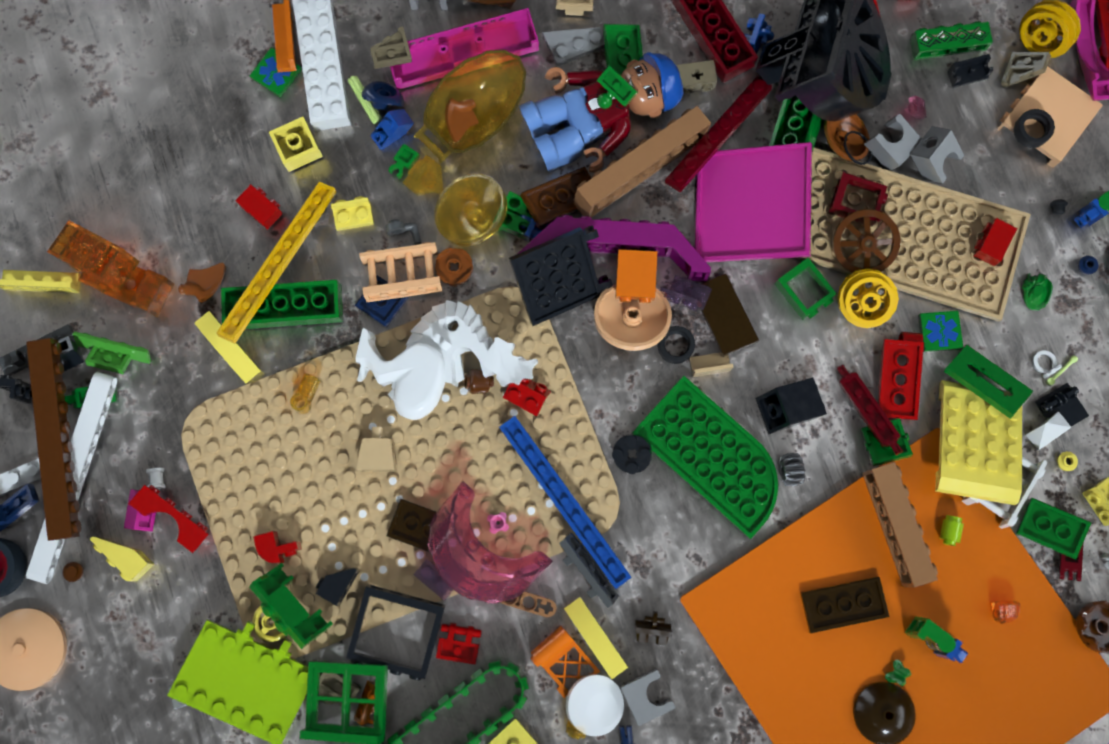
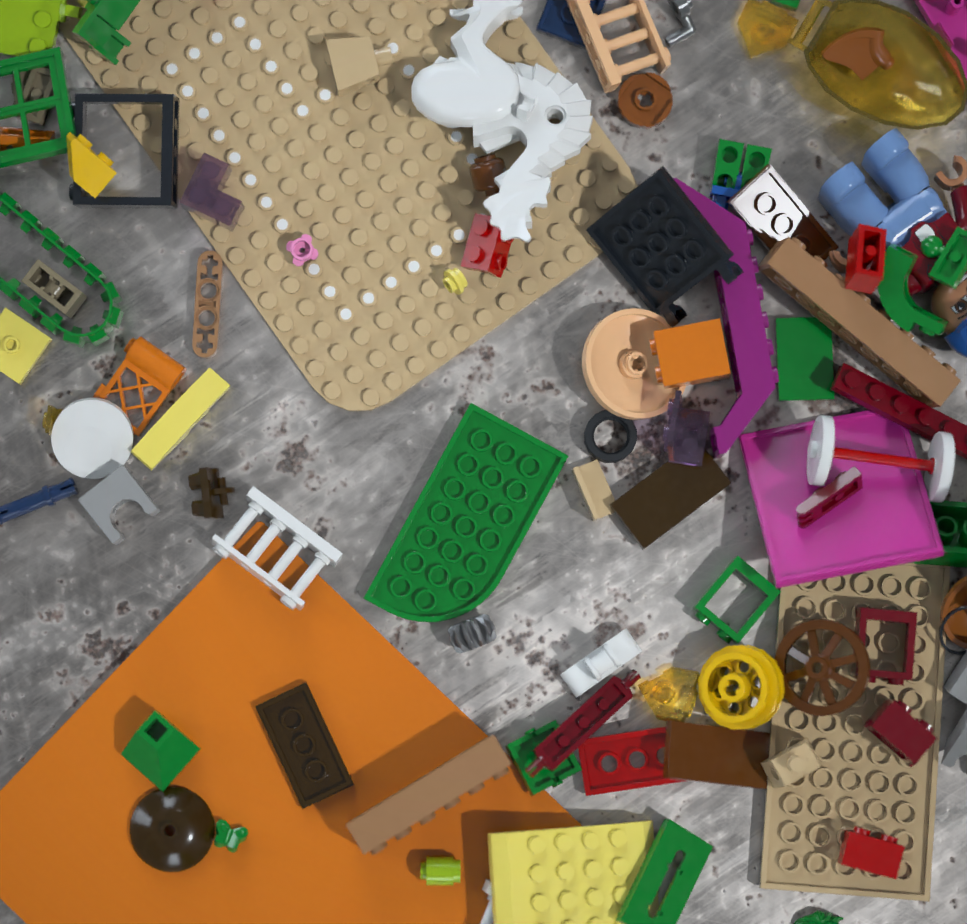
camera: 70 degrees right, 5 degrees up
(336, 585) = (165, 56): black slope -> none
(402, 661) = (86, 167): none -> yellow slope
(411, 524) = (271, 149): dark brown tile -> none
(458, 650) = (121, 241): red plate -> none
(468, 564) = (231, 222): clear pink windscreen -> none
(470, 209) = (730, 101): clear yellow dish -> none
(481, 707) = (54, 288): none -> dark tan brick
(546, 422) = (454, 281): none -> light yellow plate
(565, 502) = (352, 332): blue plate -> none
(599, 584) = (268, 387): dark grey hinge -> none
(604, 142) = (865, 258): none -> red brick
(618, 129) = (896, 296): none -> green arch
(632, 465) = (435, 396): black plate -> none
(653, 205) = (803, 359): none -> green tile
(684, 583) = (280, 521): none -> white fence
(748, 134) = (937, 467): none -> white piece
(755, 209) = (828, 497): none -> dark red hinge
(791, 405) = (563, 615): black slope -> none
(829, 388) = (601, 662): none -> white beam
(829, 708) = (160, 750): none -> green slope
(860, 346) = (671, 694): none -> clear yellow plate
(910, 326) = (715, 755): none -> reddish brown tile
(919, 201) = (900, 731): none -> dark red brick
(926, 276) = (791, 764): none -> tan torso
(936, 639) = (284, 880): green hips -> none
(941, 331) = (723, 809): green tile -> none

